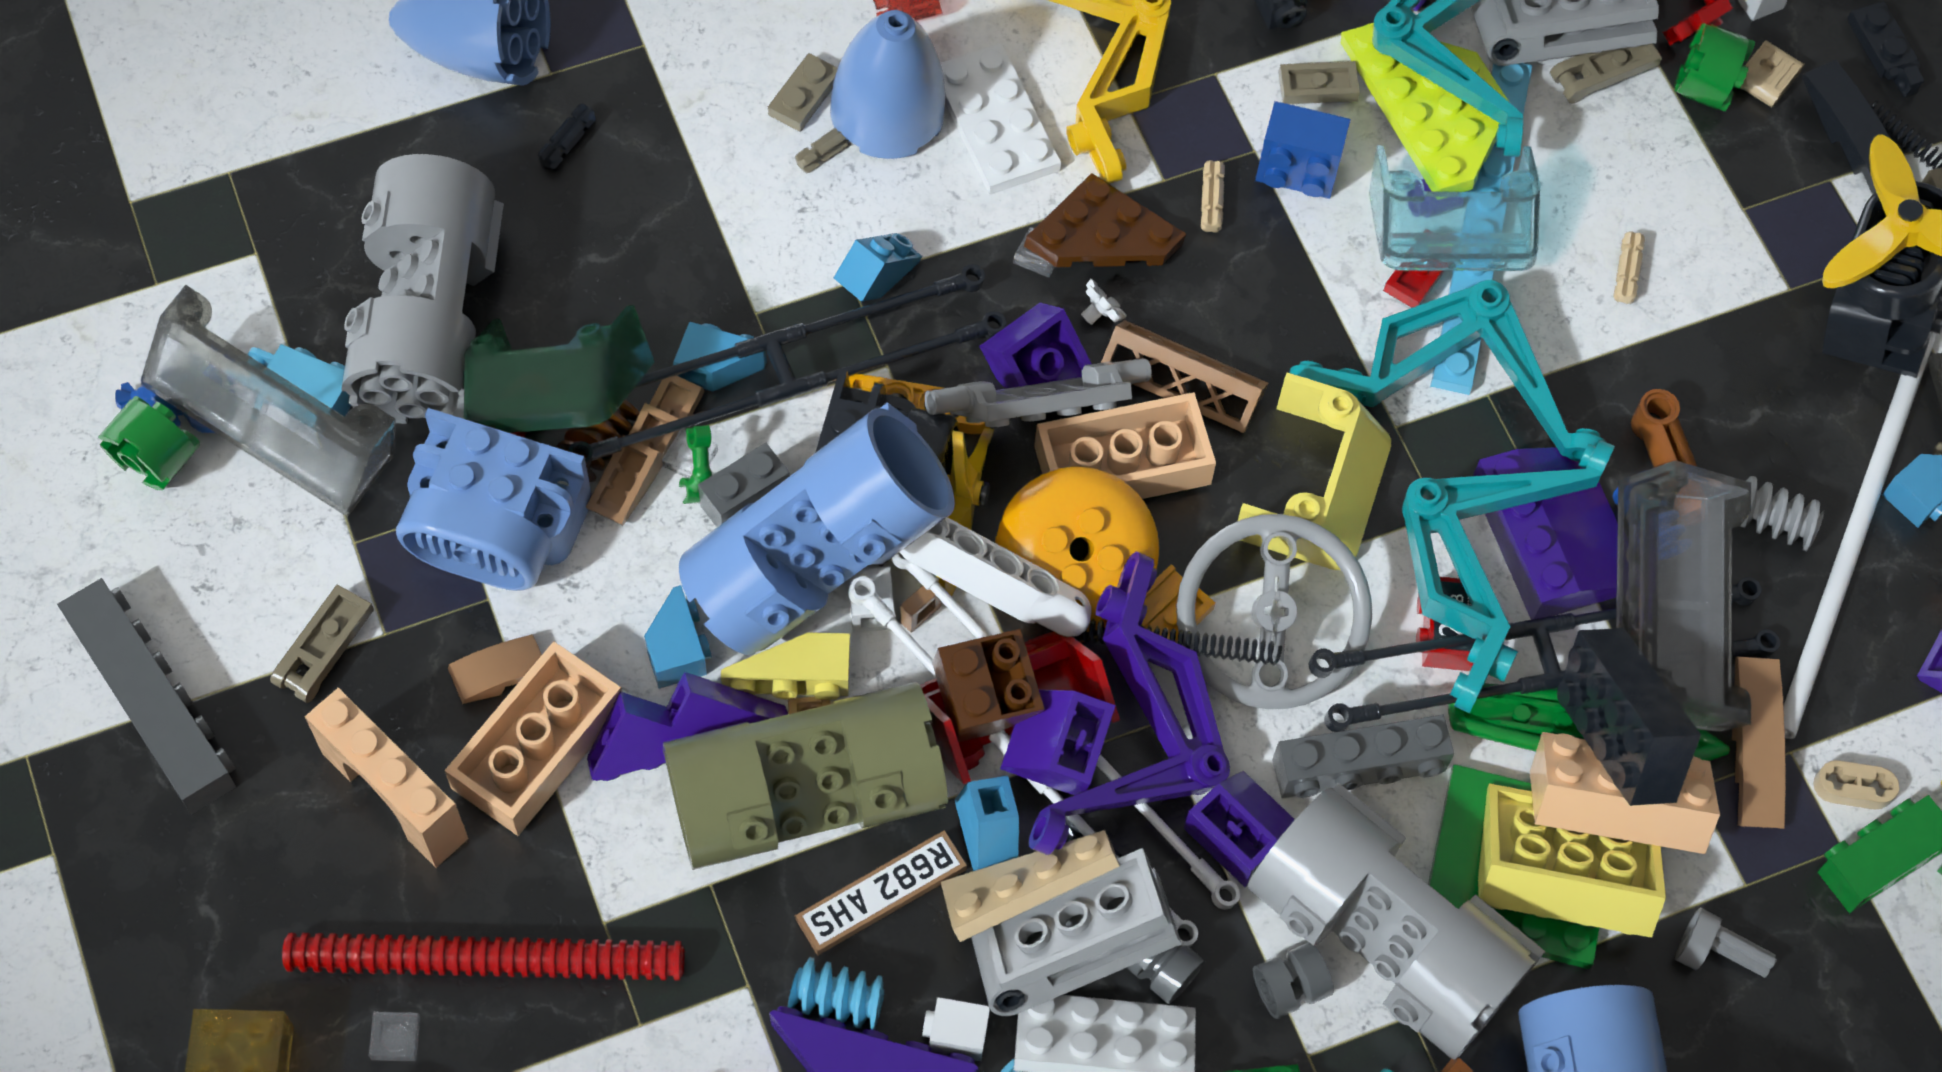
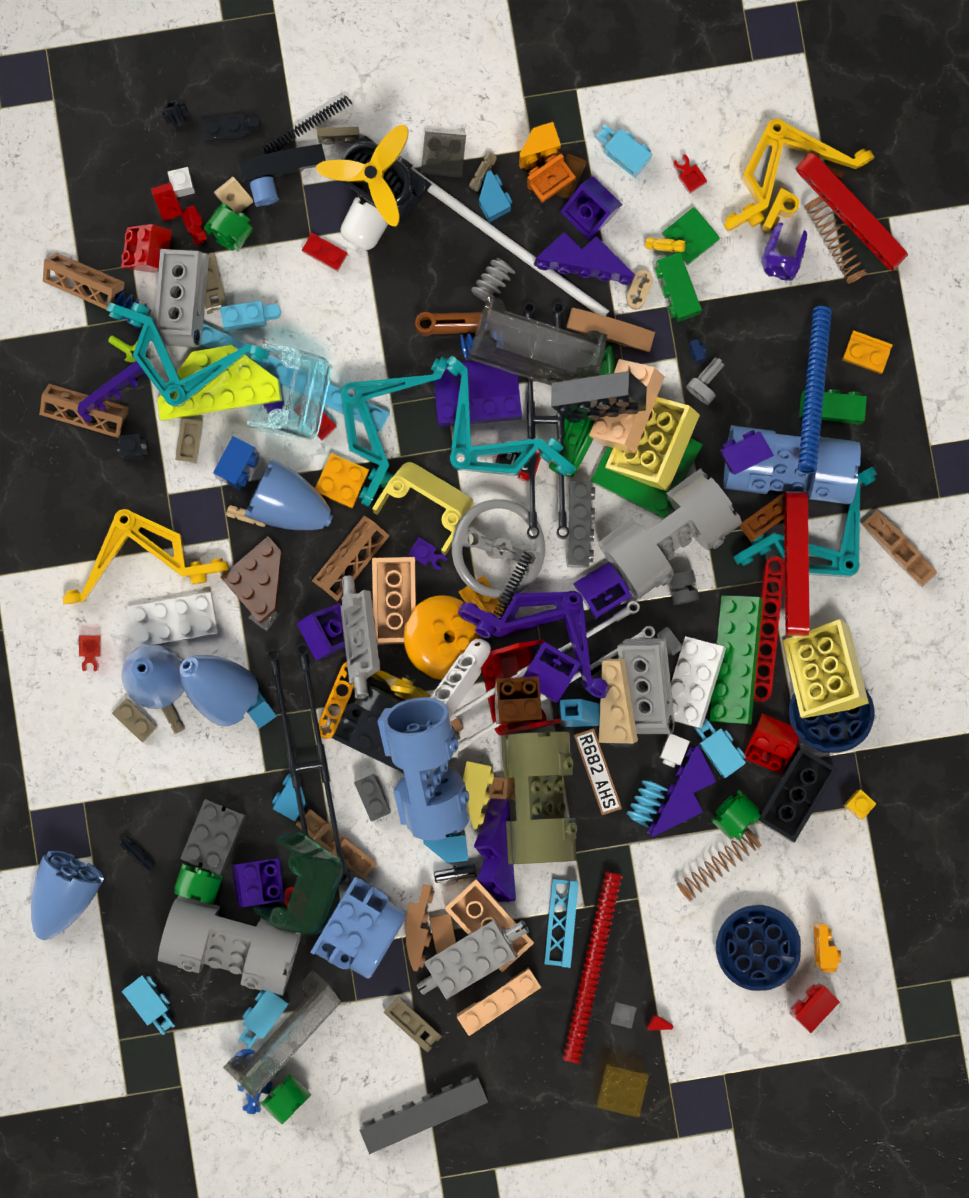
camera: 75 degrees left, 20 degrees up
(300, 198) = (149, 1002): none -> medium azure brick
(465, 709) = (472, 958): none -> light grey plate
(495, 613) = (417, 936): none -> medium nougat slope
(526, 227) = (197, 884): none -> green brick
(544, 315) = (258, 882): none -> dark purple slope
(565, 891) = (569, 923): none -> medium azure fence
(619, 243) = (213, 837): none -> dark grey piece
(627, 662) = (455, 873): none -> black axle
(698, 441) = (362, 819): green arm -> none
(893, 173) = (218, 688): none -> medium blue cylinder
(1101, 305) = (301, 590): white plant -> none
(1226, 498) = (425, 552): none -> dark purple plate
(1260, 233) = (288, 501): none -> medium blue cylinder
(1321, 332) = (341, 480): none -> light orange plate
(1568, 127) = (248, 315): none -> medium azure brick
(1609, 1002) = (746, 452): none -> dark purple slope
(1629, 267) = (335, 309): tan axle -> none
(1725, 233) = (324, 252): none -> red plate
(1775, 916) = (698, 351): none -> dark blue plate
(1792, 272) = (362, 226): none -> white cylinder
(1797, 113) = (264, 191): none -> medium blue piece
(1879, 676) = (591, 261): none -> dark purple slope

